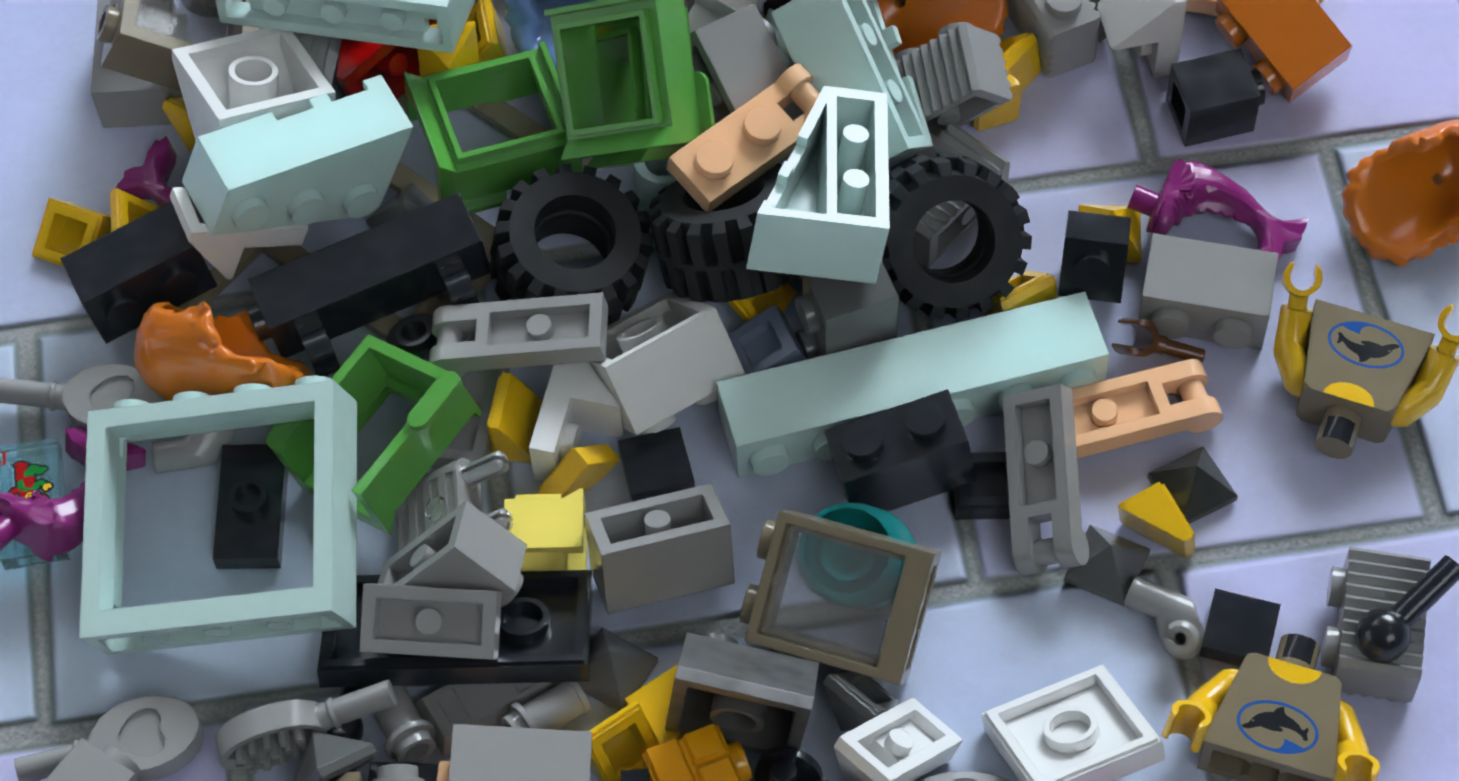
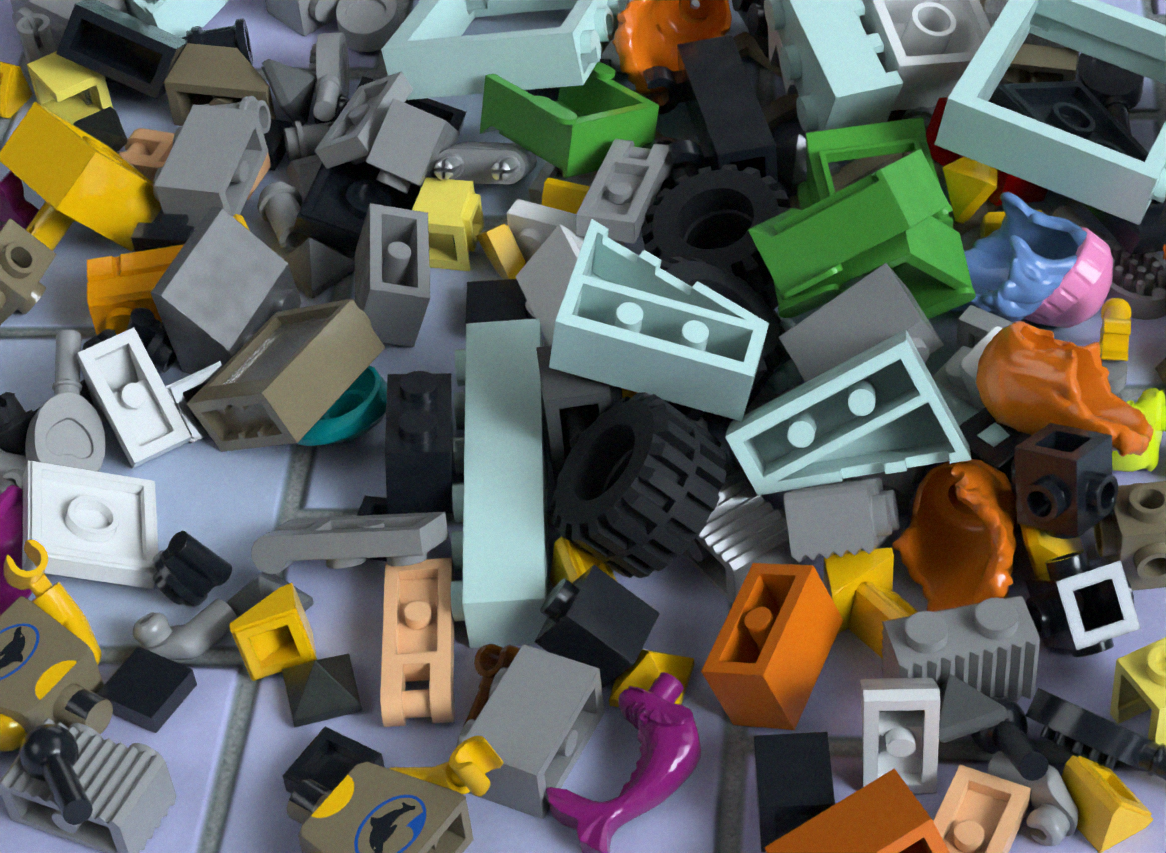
camera: 105 degrees right, 15 degrees down
(745, 141) = (754, 288): light nougat plate -> none
(1082, 122) = (772, 646): none -> orange brick
(1107, 637) = (189, 570): none -> black plate
(1280, 447) = (329, 760): none -> black tile

